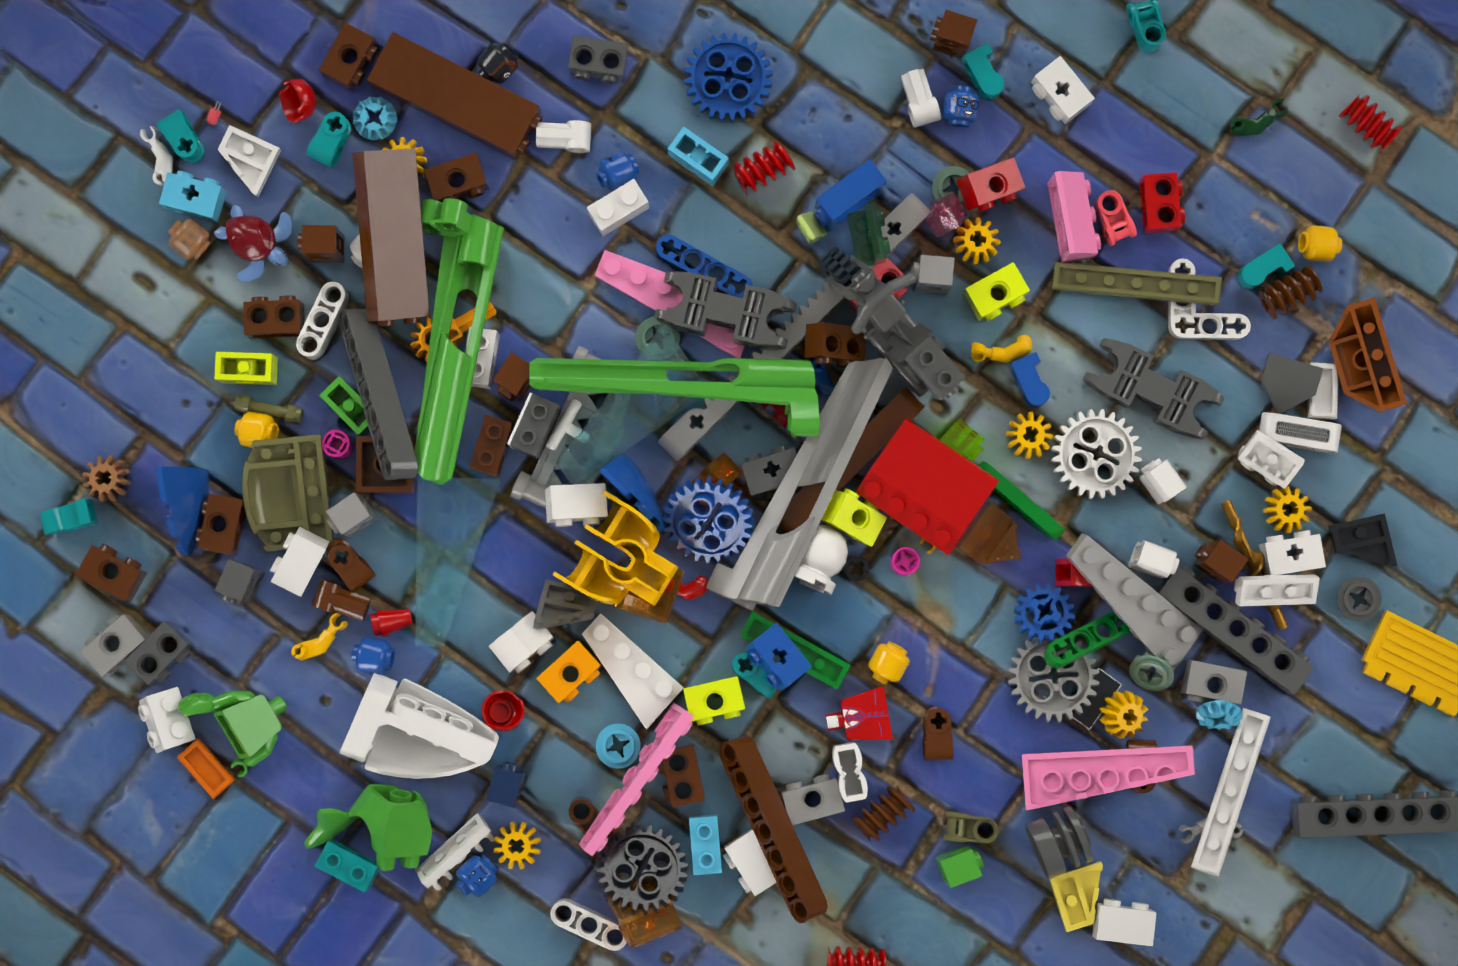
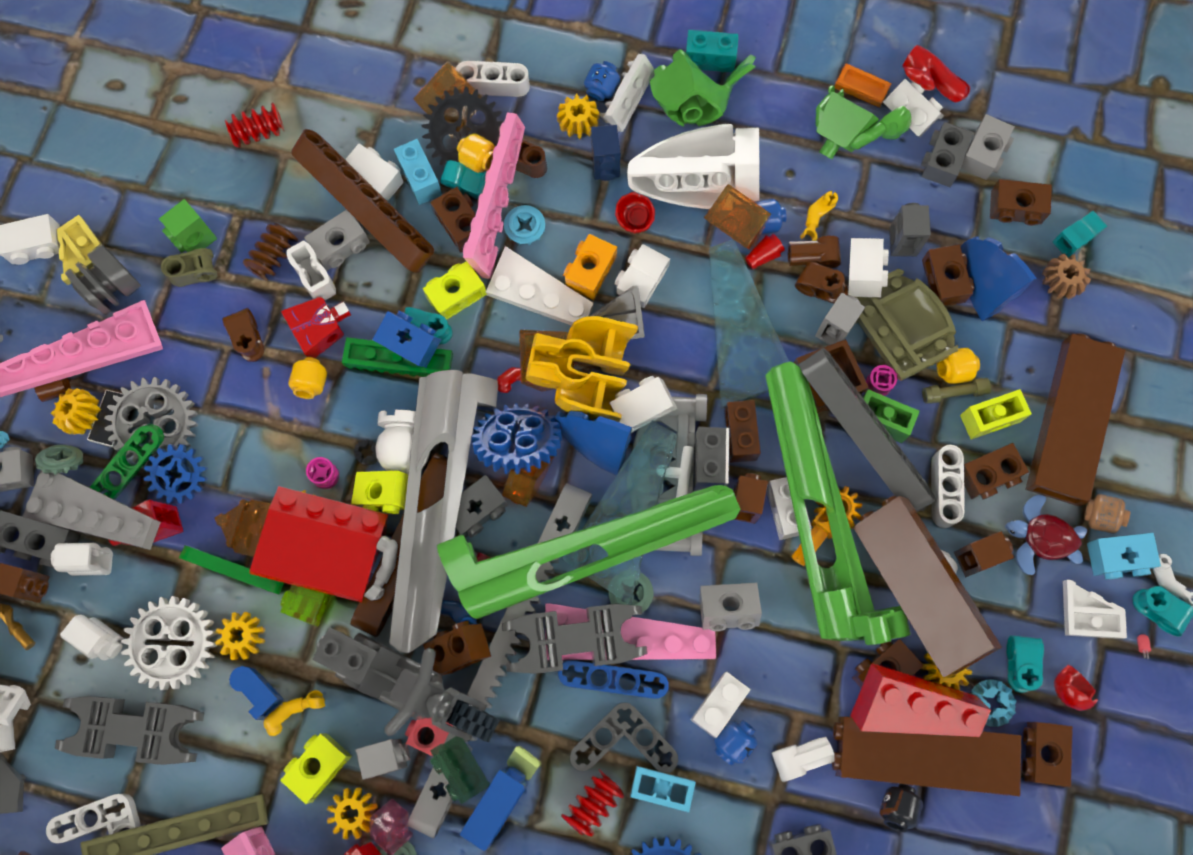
camera: 165 degrees right, 10 degrees down
(132, 760) = (930, 72): none -> red piece
(169, 338) = (1075, 420): none -> reddish brown brick
(406, 658) = (738, 217): none -> clear orange slope
(448, 137) = (913, 705): none -> wedge
(557, 292) = (740, 596): none -> light grey brick
(639, 832) = (475, 153): none -> yellow head
(658, 813) = (466, 180): none -> teal leg
(716, 222) = (618, 731): none -> dark grey beam
(874, 439) = (388, 565): none -> light grey arm

